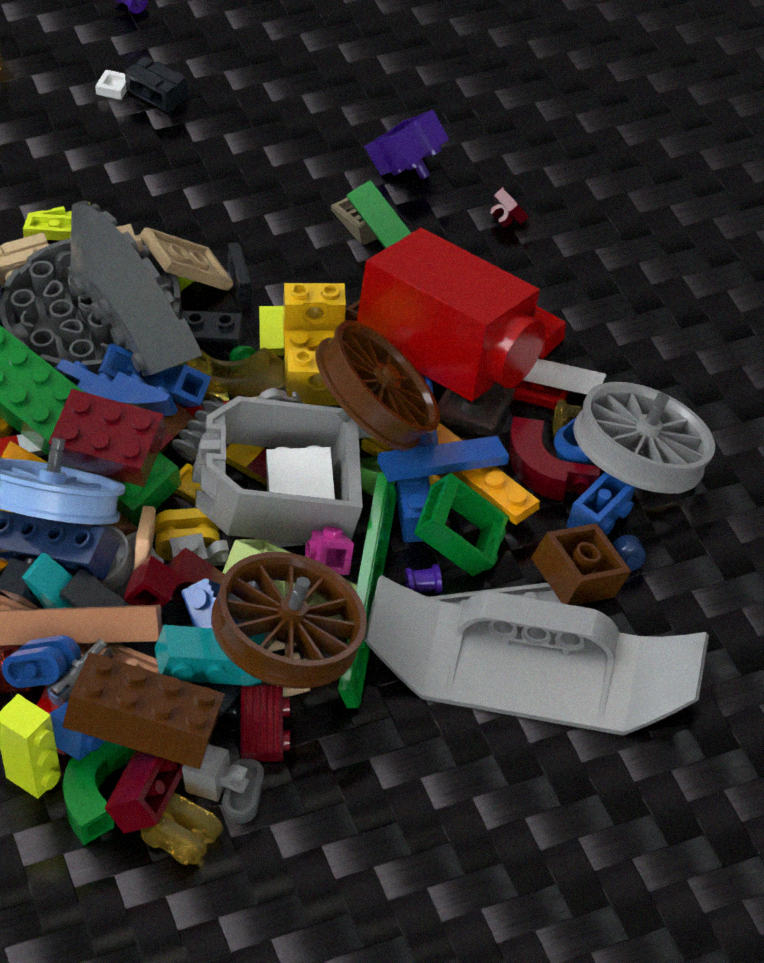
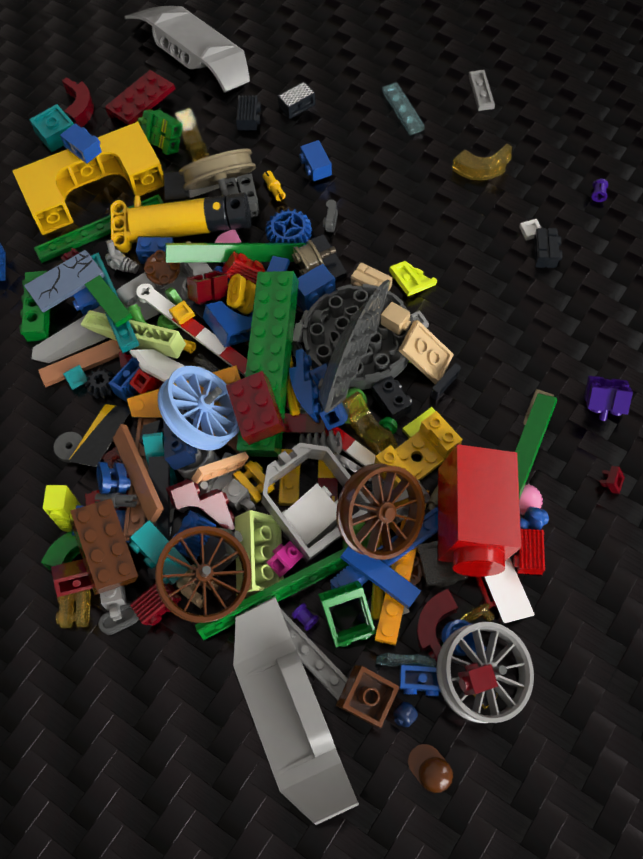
camera: 60 degrees right, 15 degrees up
(559, 516) = (397, 660): none -> clear light blue tile
(653, 428) = (477, 679): none -> dark red brick
(713, 569) = (430, 768): none -> reddish brown cap

